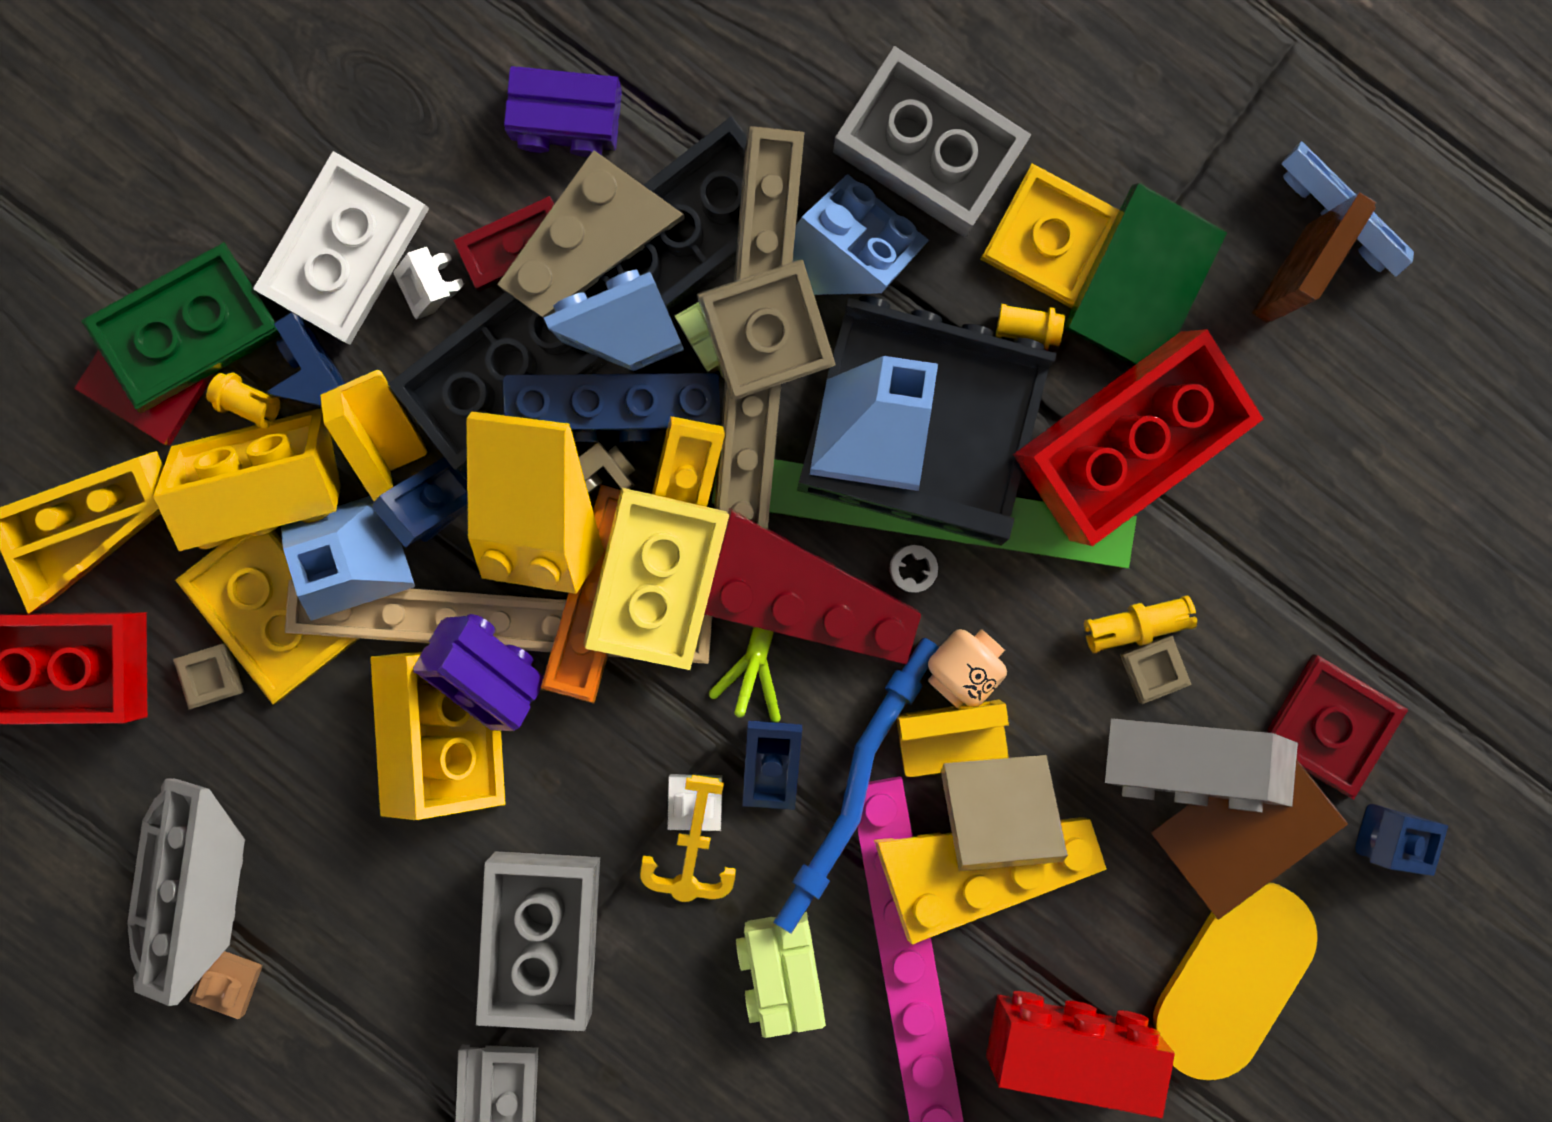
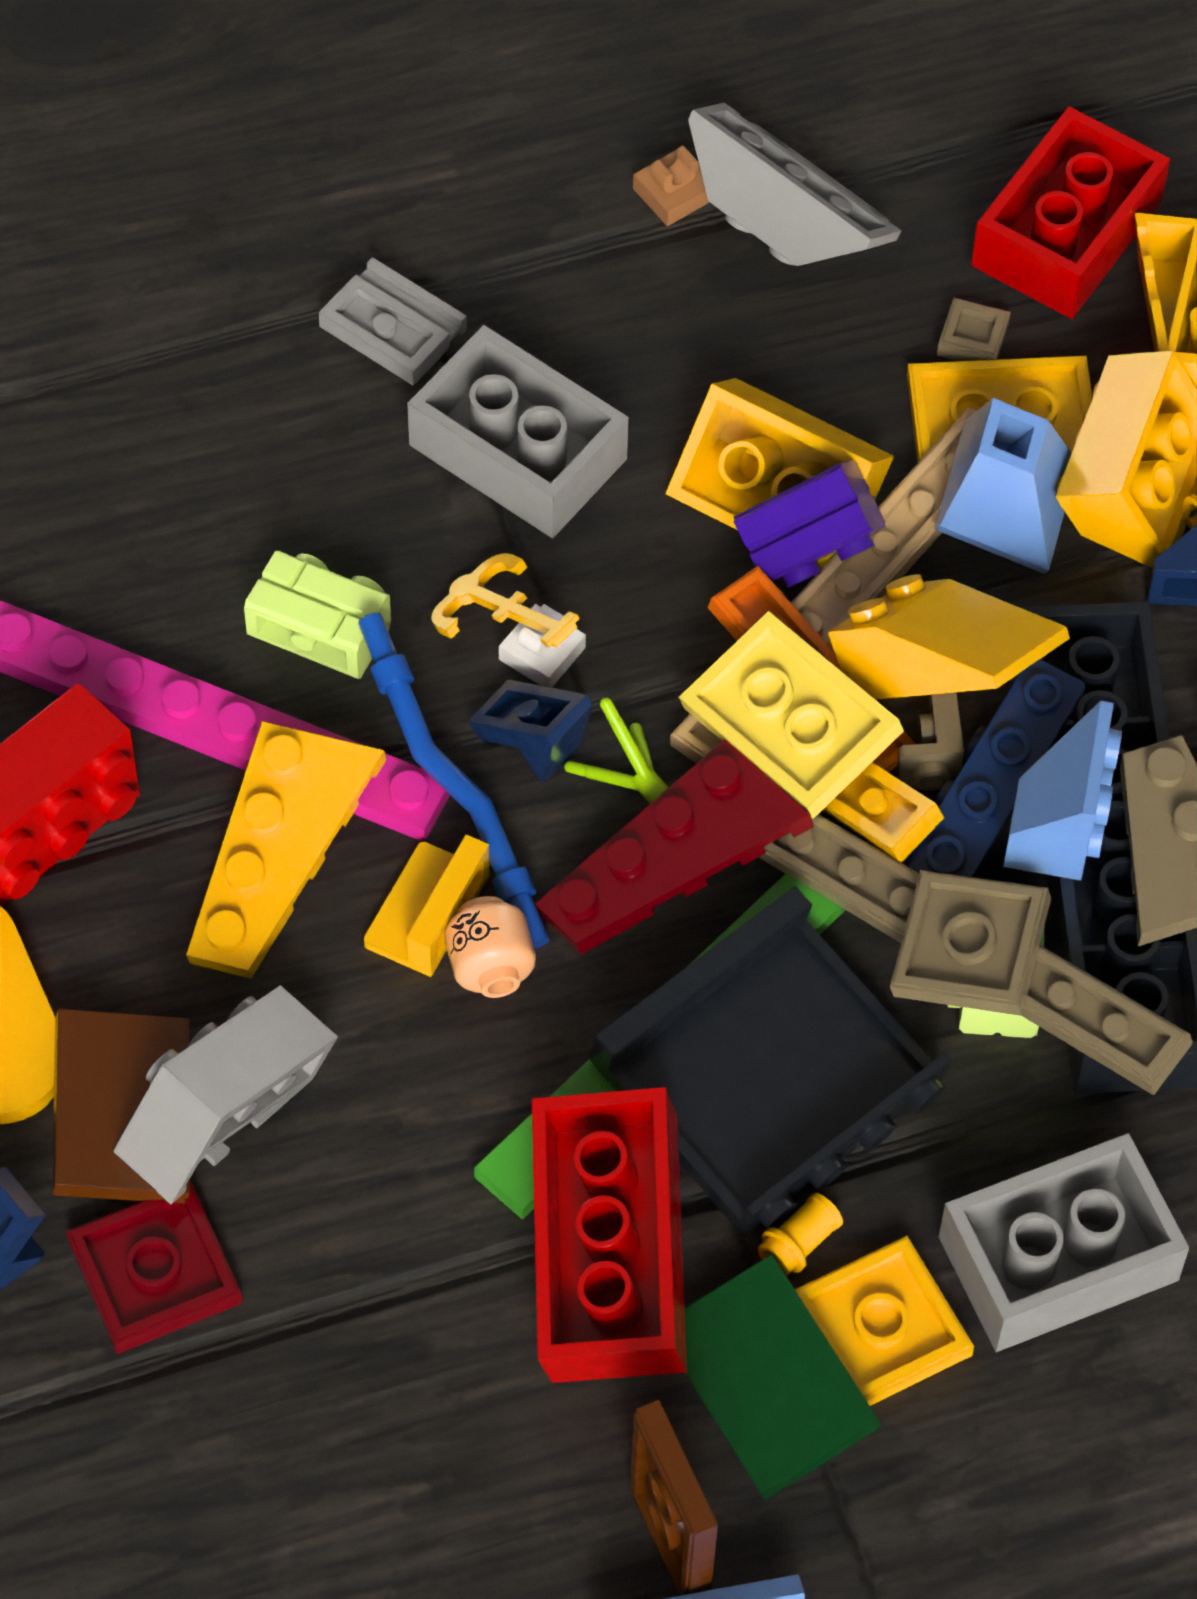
camera: 120 degrees right, 30 degrees down
(371, 430) = (1114, 563): yellow panel -> none
(424, 502) = (1012, 564): dark blue slope -> none
(854, 241) = (1007, 1108): medium blue slope -> none
(876, 423) = (797, 990): medium blue slope -> none
(917, 553) = (610, 965): light grey bush -> none
(1003, 813) = (322, 885): tile -> none
(1140, 624) = (407, 1142): yellow pin -> none
(1155, 669) = (348, 1134): dark tan tile -> none

